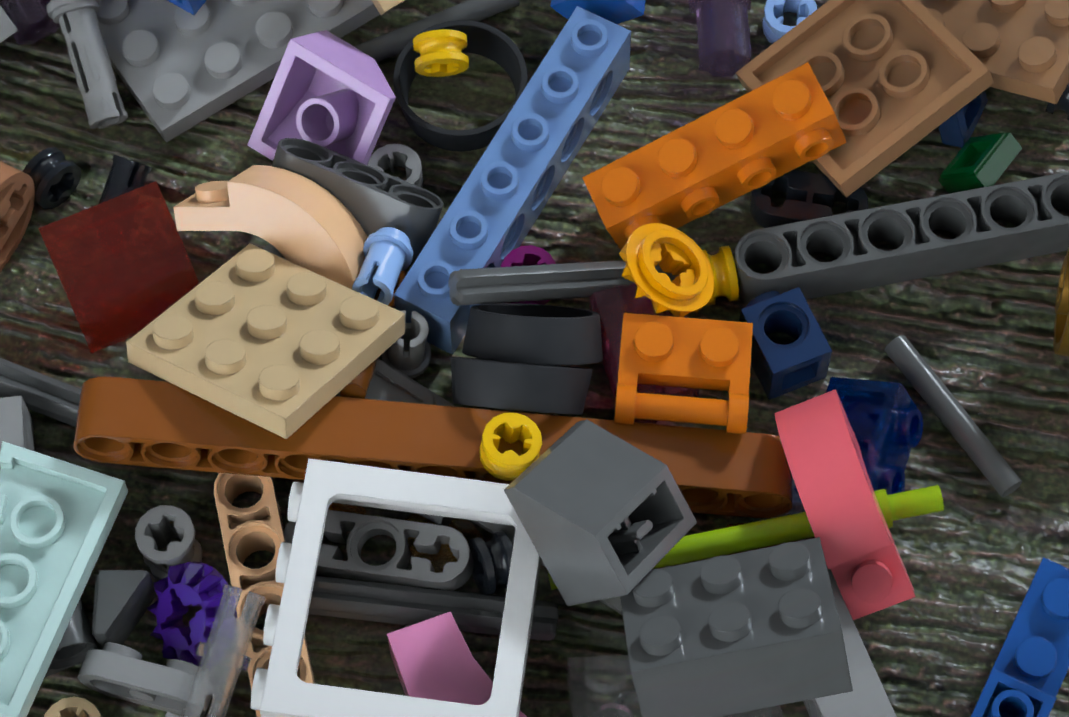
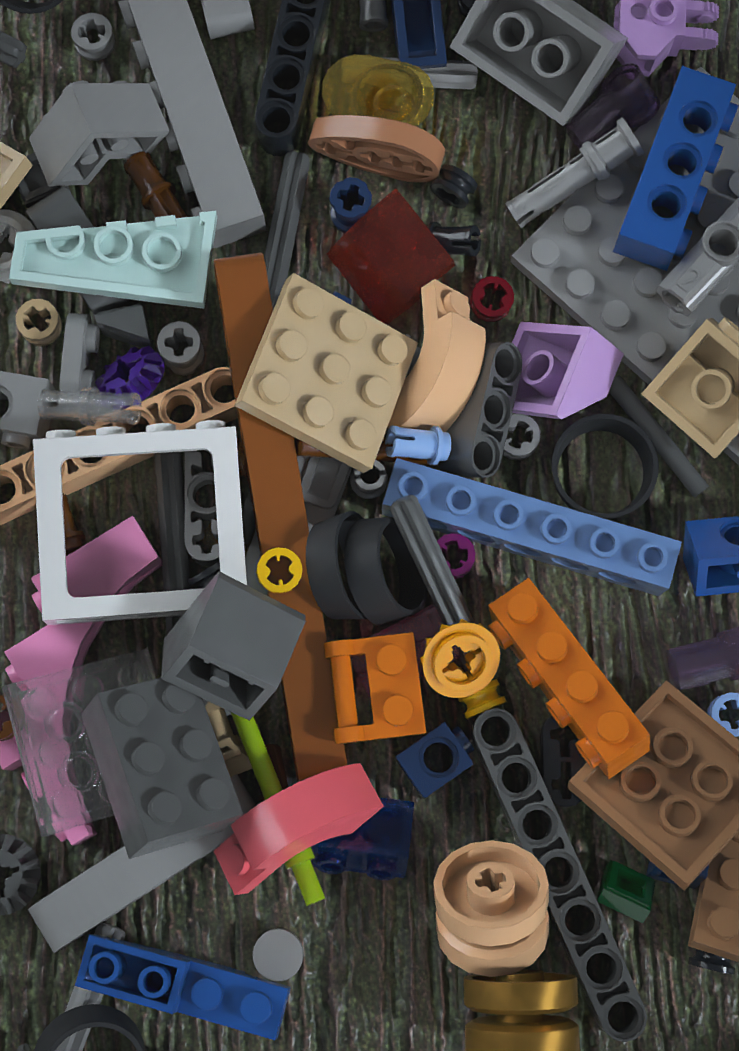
camera: 75 degrees right, 15 degrees up
(38, 300) = (341, 196): none -> dark blue bush
(203, 151) = (478, 293): none -> dark red bush
(440, 53) = (614, 445): yellow bush -> none
(953, 416) = (399, 909): dark grey bar -> none
(980, 295) = (491, 908): none -> light nougat wheel
(995, 578) = (278, 954): none -> light grey tile

